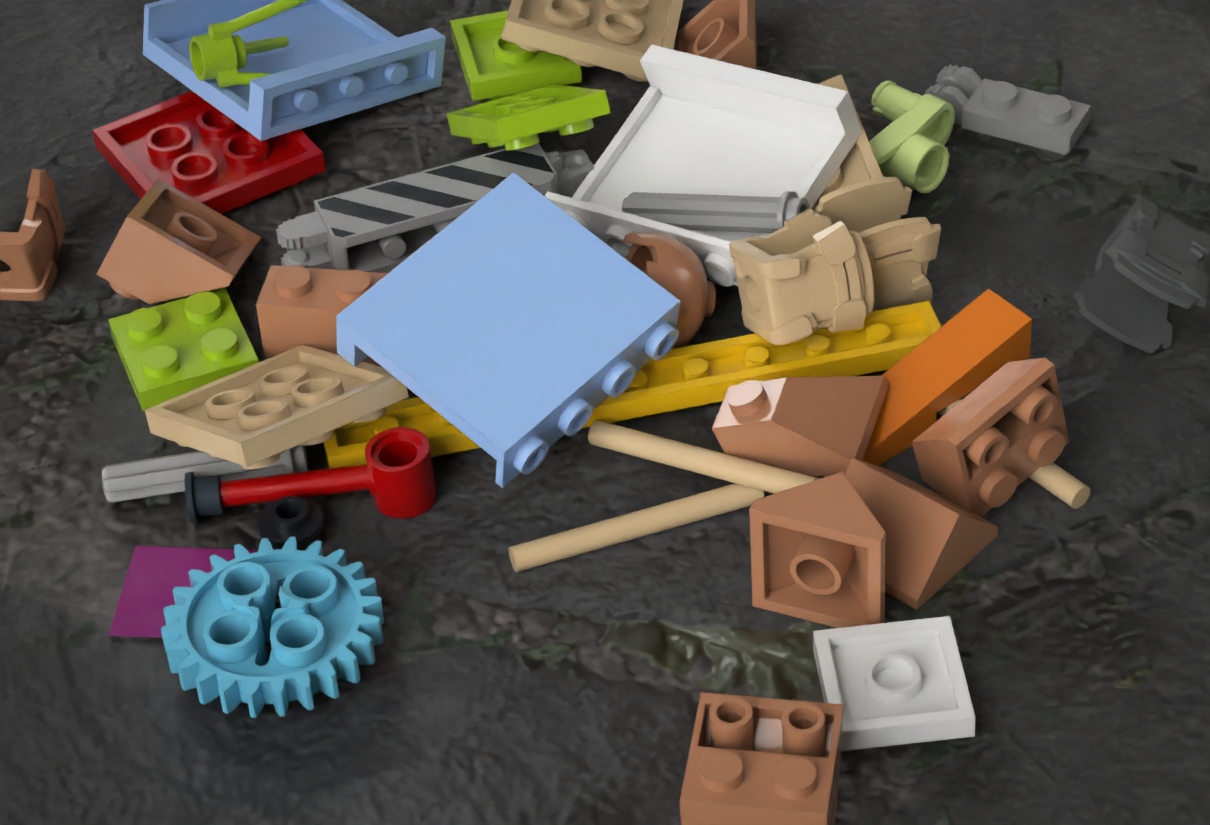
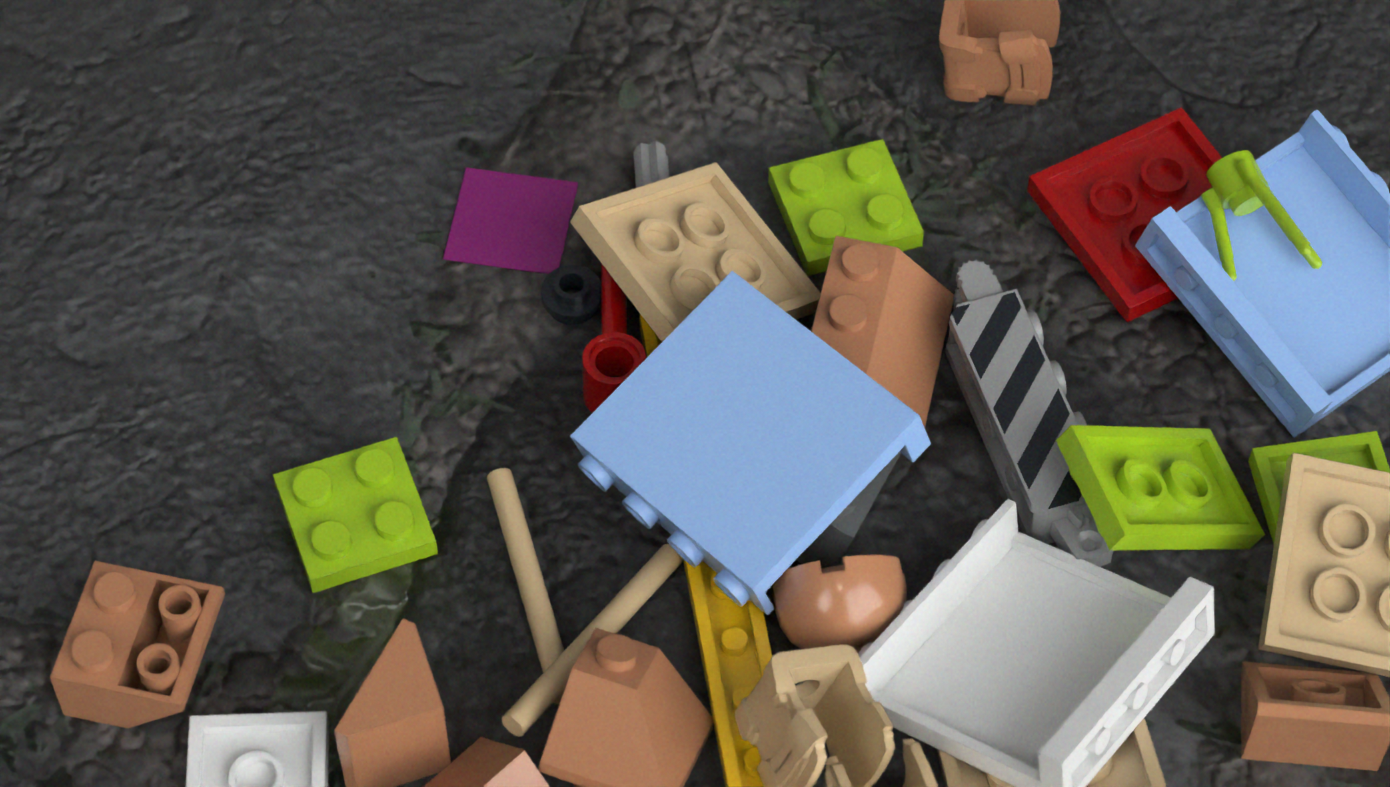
camera: 90 degrees right, 15 degrees up
(174, 248) = (976, 186): nougat slope -> none
(316, 637) = (427, 277): medium azure gear -> none
(566, 662) = (355, 514): none -> lime plate
(717, 212) = (914, 704): light grey axle -> none

